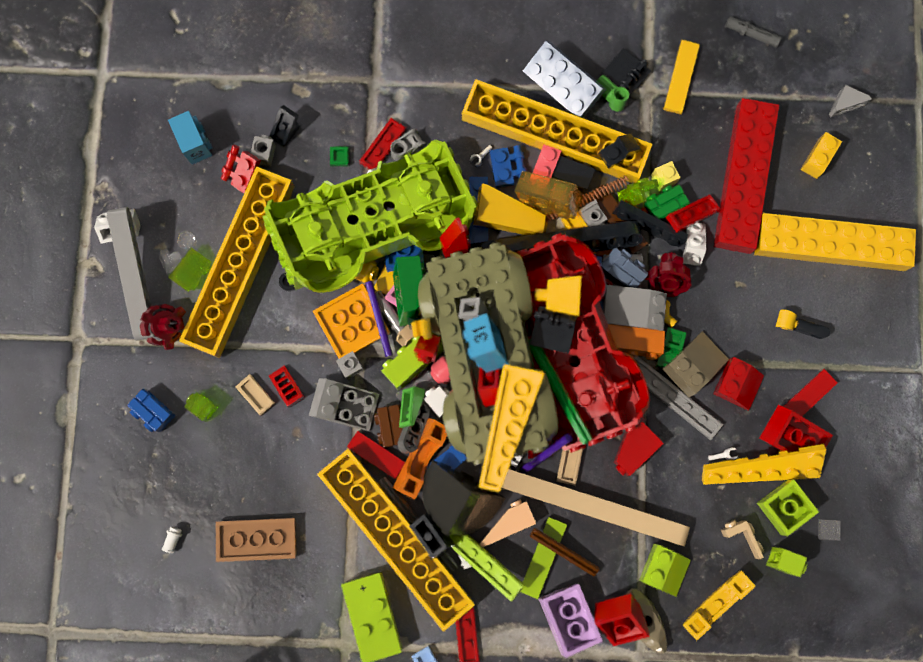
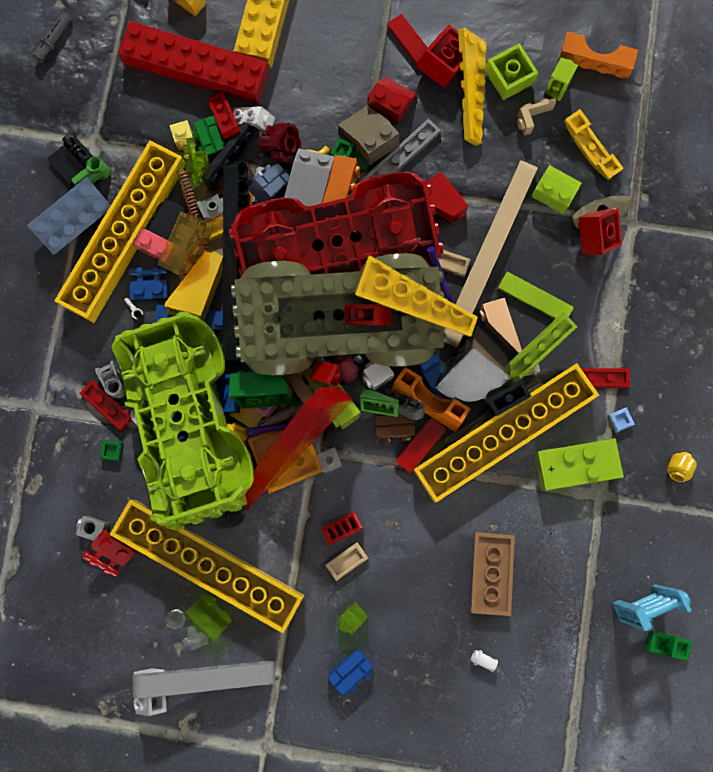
camera: 80 degrees left, 0 degrees up
(163, 325) = (263, 647): dark red piece -> none
(191, 137) = (65, 602): dark azure brick -> none
(284, 126) = (69, 503): black slope -> none
(343, 404) = (367, 472): light grey slope -> none
(364, 329) = (300, 433): none -> red slope
(420, 327) = (304, 377): yellow piece -> none
(455, 239) = (219, 338): red slope -> none
(467, 312) = (301, 321): light grey brick -> none
(485, 343) = (331, 312): dark azure brick -> none
(553, 330) = (323, 249): black hinge -> none
(561, 394) = (392, 248): green axle -> none
(562, 295) = (292, 233): yellow torso -> none
(564, 552) = (532, 276): reddish brown axle -> none
(570, 620) = (597, 278): lavender slope -> none
(620, 150) = (151, 171): black slope -> none
(681, 77) = (85, 109): yellow tile -> none
(725, 454) = (456, 119): white hand -> none
(788, 321) = (339, 46): piece -> none
(823, 577) = (618, 63): none -> orange arch

